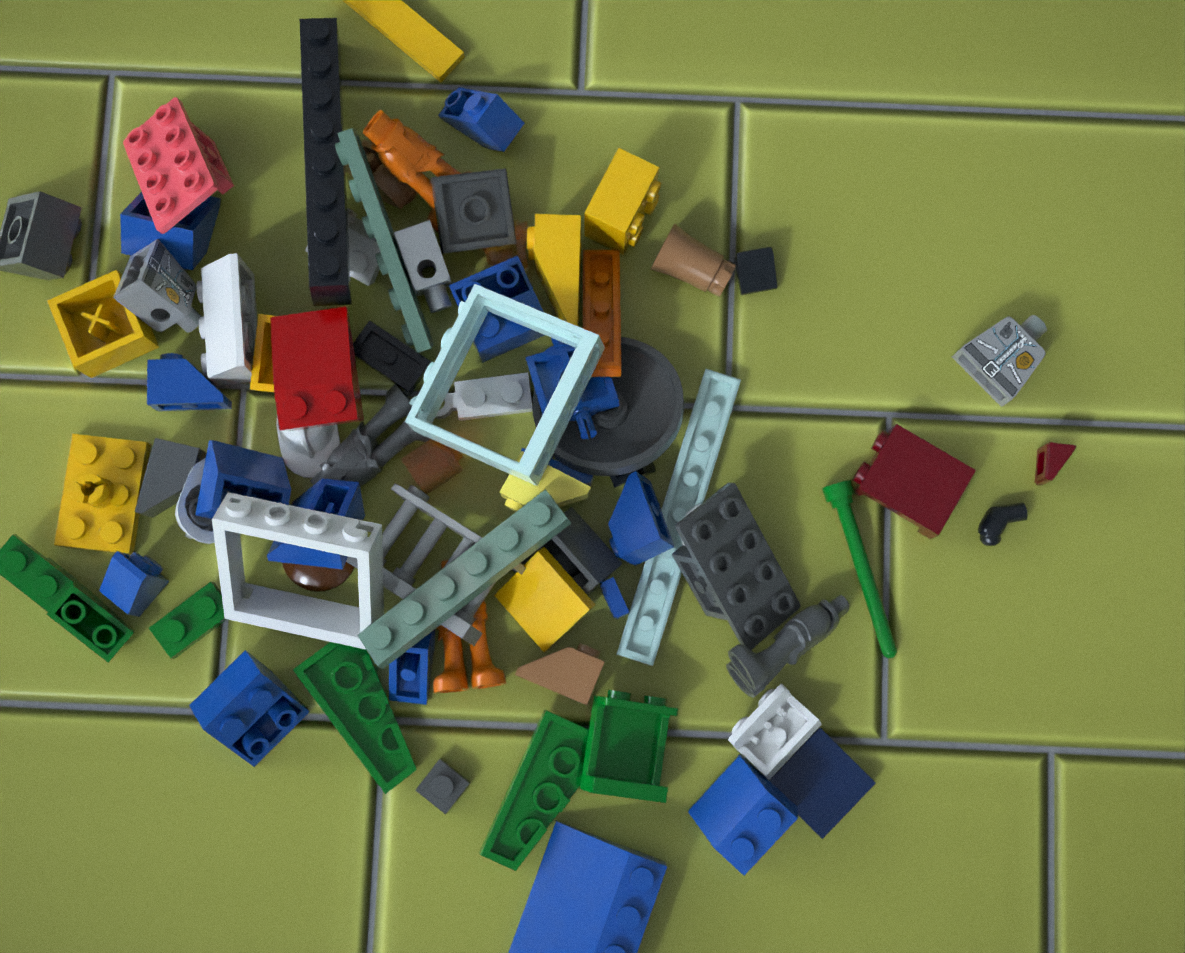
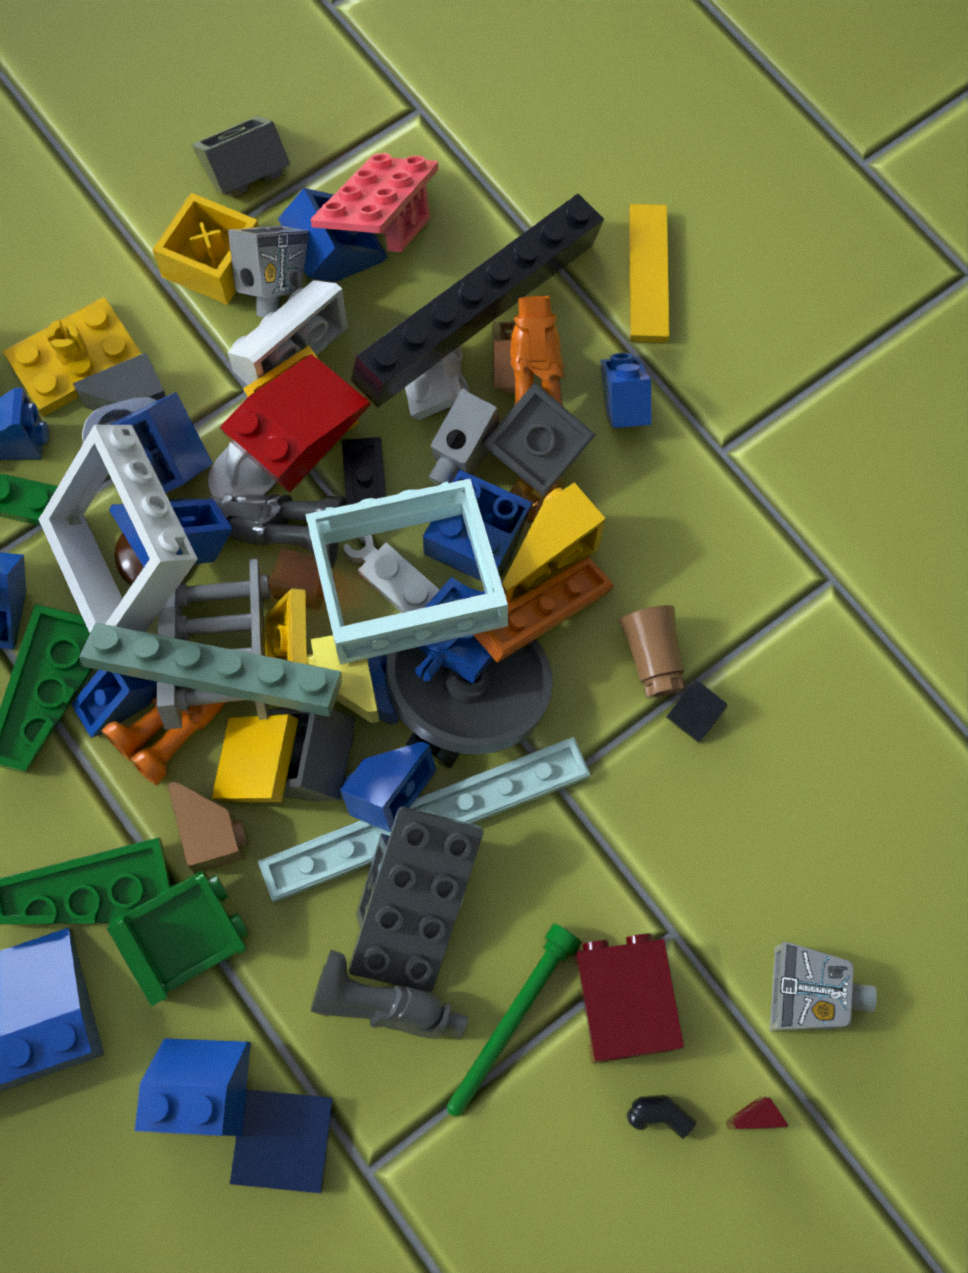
camera: 50 degrees right, 10 degrees down
(180, 386) = (205, 339): blue slope -> none
(379, 227) = (458, 374): sand green plate -> none
(443, 786) = (28, 806): dark grey plate -> none
(472, 504) = (287, 628): none -> yellow tile
(614, 598) = (304, 818): blue tile -> none
(621, 202) = (653, 549): yellow brick -> none
(773, 731) = (295, 1055): white bracket -> none

